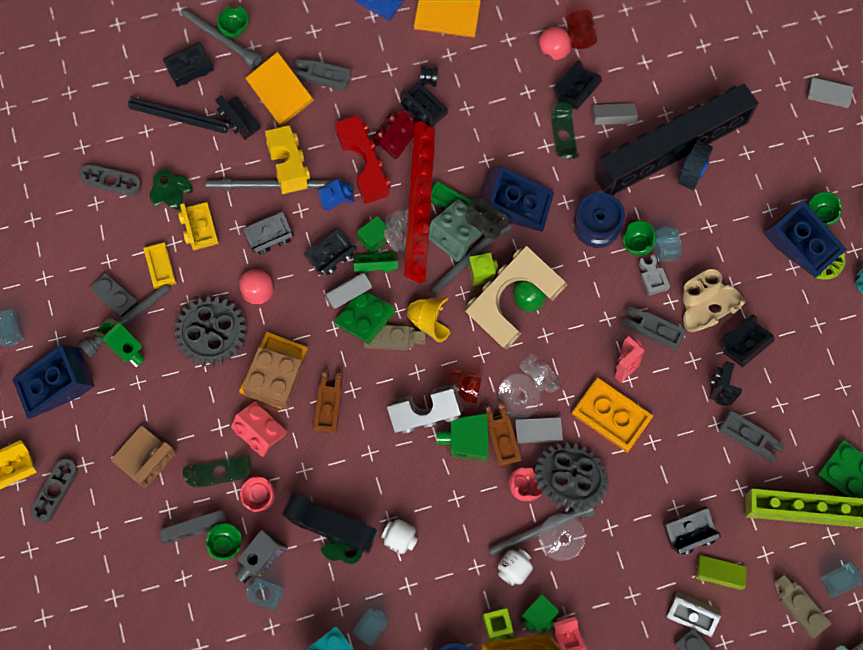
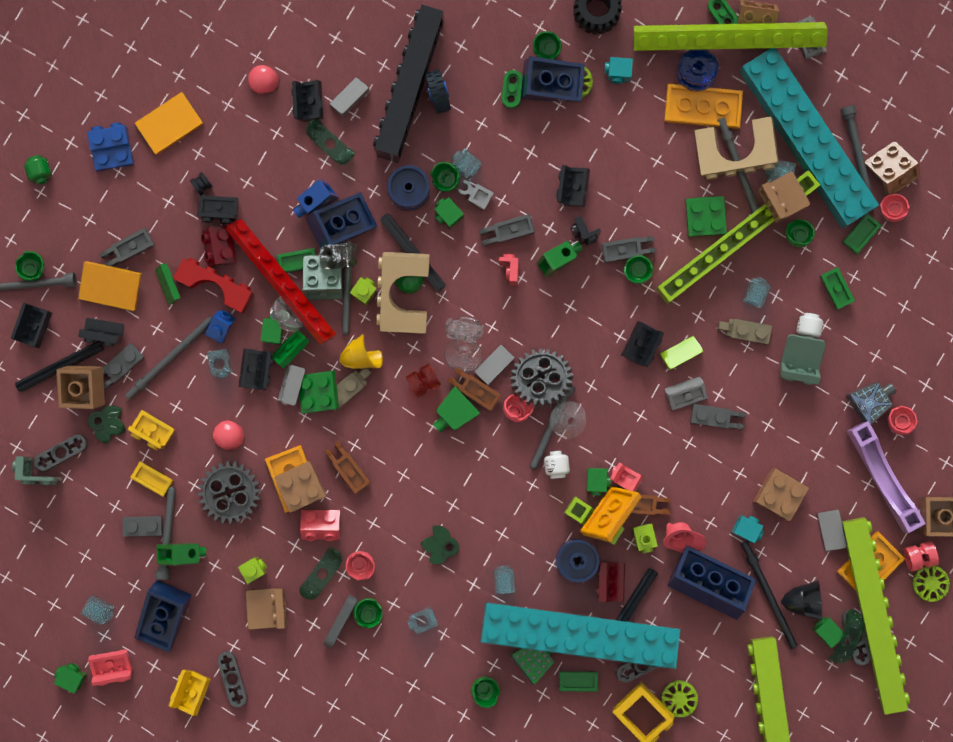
camera: 45 degrees left, 15 degrees up
(68, 164) = (23, 471): none -> sand green bracket
(164, 412) = (253, 569): none -> lime brick
(177, 140) = (80, 387): none -> medium nougat brick
(223, 156) = (122, 364): none -> dark grey hinge
(266, 548) = (398, 595): dark grey torso -> none
(267, 233) = (202, 394): bracket -> none
(283, 145) = (151, 324): yellow arch -> none
(306, 213) = (213, 357): none -> clear light blue brick
(326, 126) = (167, 284): none -> green tile
(329, 524) = (423, 543): black beam -> none
(399, 536) = (470, 510): white head -> none
(407, 415) = (406, 432): arch -> none
(512, 157) = (320, 193): none -> blue torso
(554, 263) = (409, 247): none -> black axle
(581, 29) = (273, 54): clear red wheel -> none
(612, 414) = (530, 312): light orange tile -> none
(614, 270) = (448, 212): none -> green brick
(680, 388) = (558, 257): none -> green torso
(697, 306) = (527, 195): tan piece -> none
(745, 462) = (638, 269): none -> green hair
(760, 220) = (512, 90): none -> green plate

